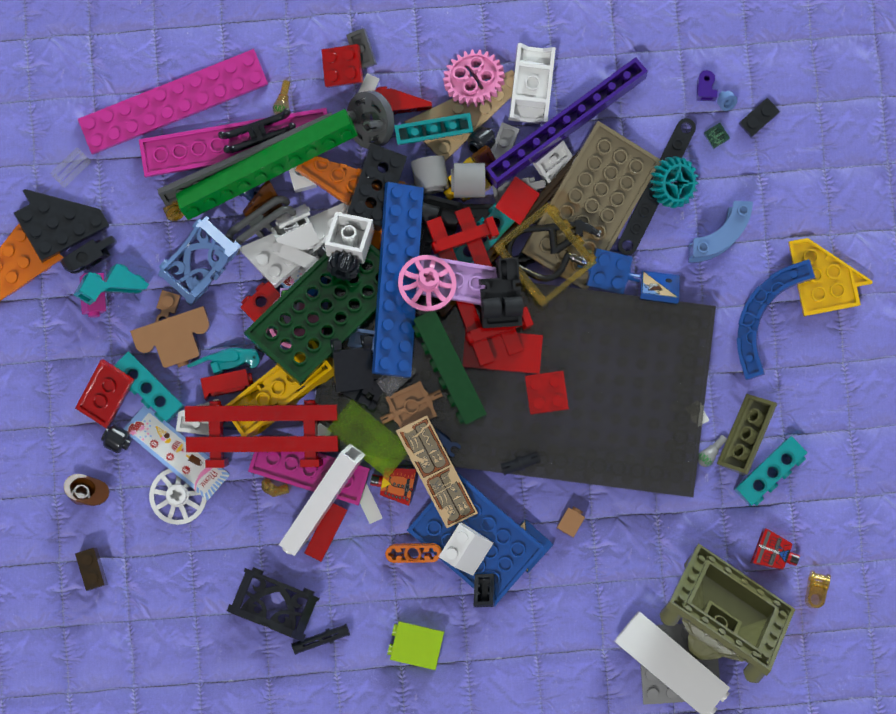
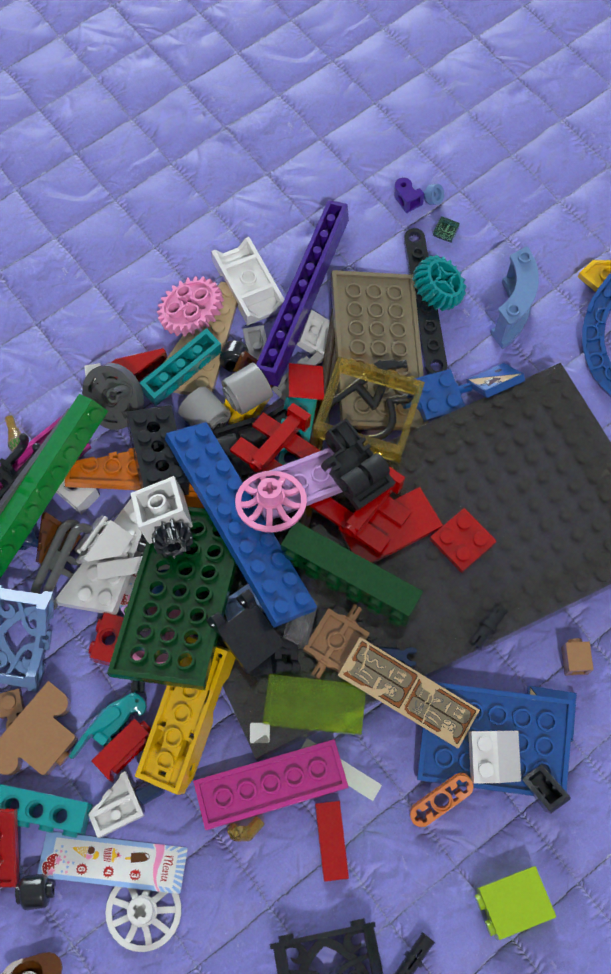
camera: 30 degrees left, 15 degrees down
(218, 444) = (152, 819): red fence -> none
(322, 499) = (307, 807): white brick -> none
(342, 65) = (55, 370): red plate -> none
(361, 38) = (65, 345): dark grey plate -> none
(397, 486) = (377, 738): torso -> none
(759, 117) = (471, 193): black plate -> none

